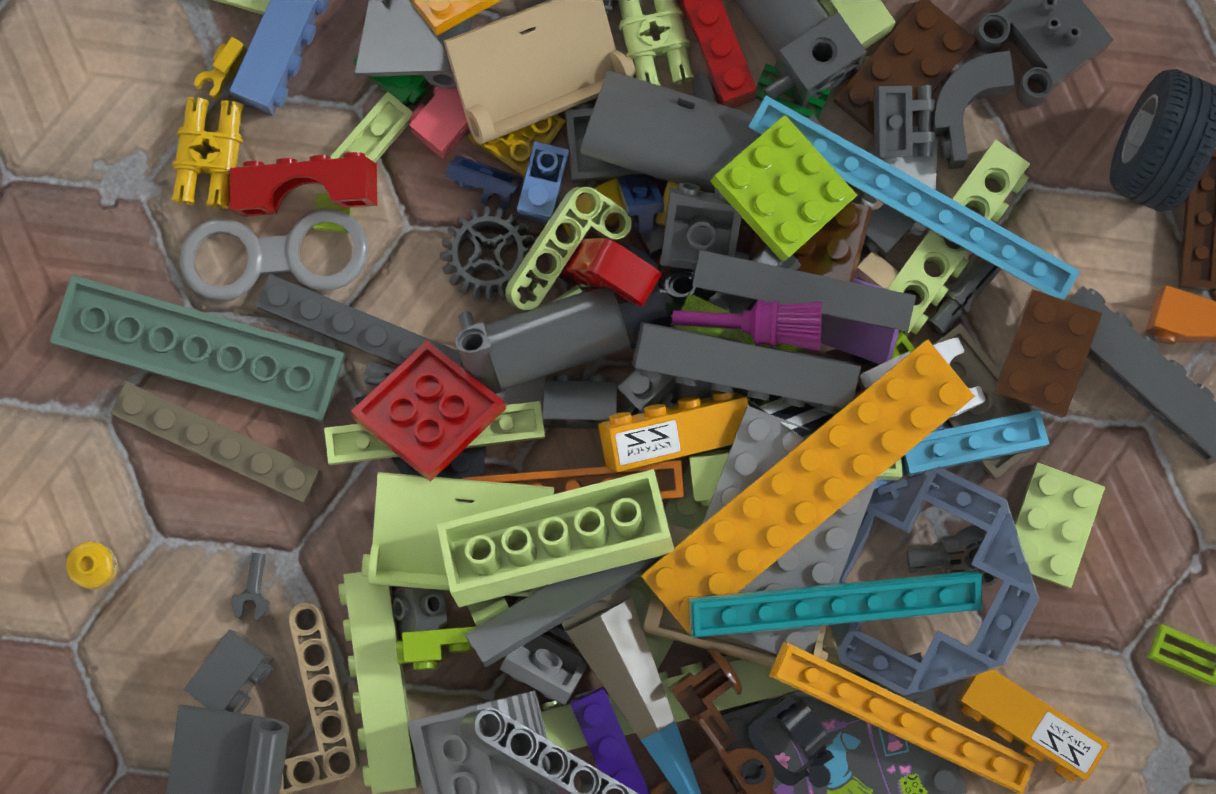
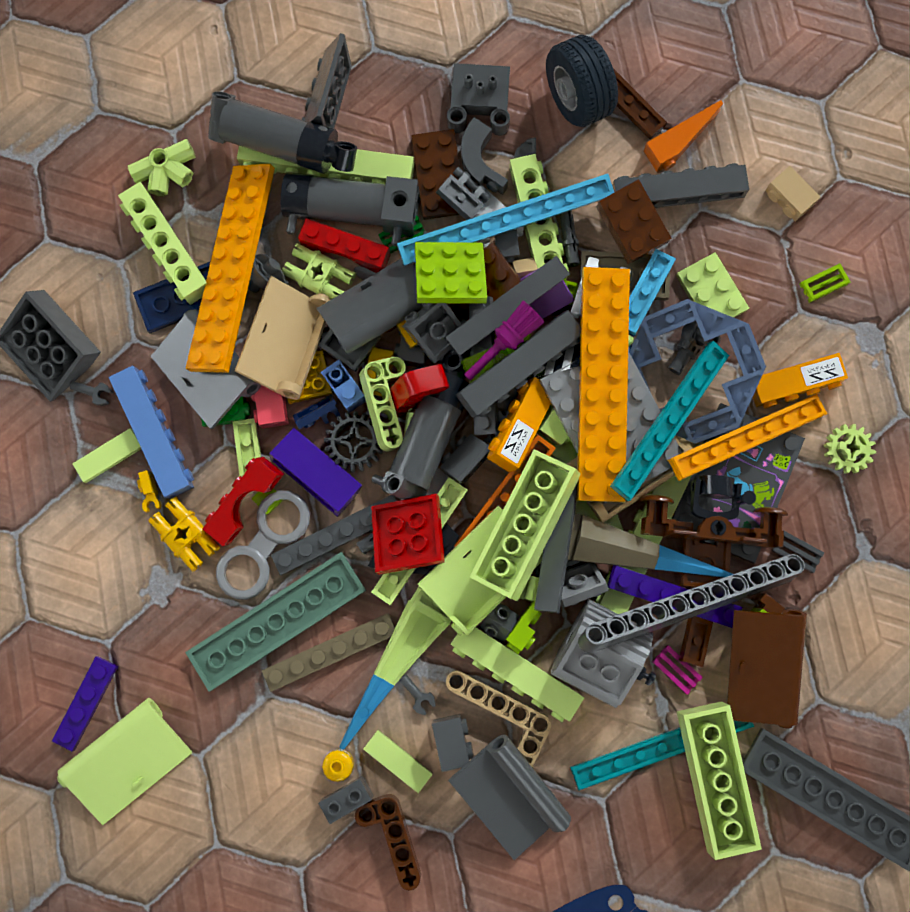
camera: 40 degrees left, 0 degrees up
(58, 708) = (394, 842): none -> reddish brown beam
(60, 609) = (346, 799): none -> dark grey brick
(156, 632) = (398, 761): none -> yellowish green tile
(320, 521) = (415, 631): none -> yellowish green plate
(412, 240) = (315, 472): none -> dark purple brick
(640, 199) = (393, 345): dark blue plate -> none
(1030, 149) = (526, 148): none -> dark grey tile

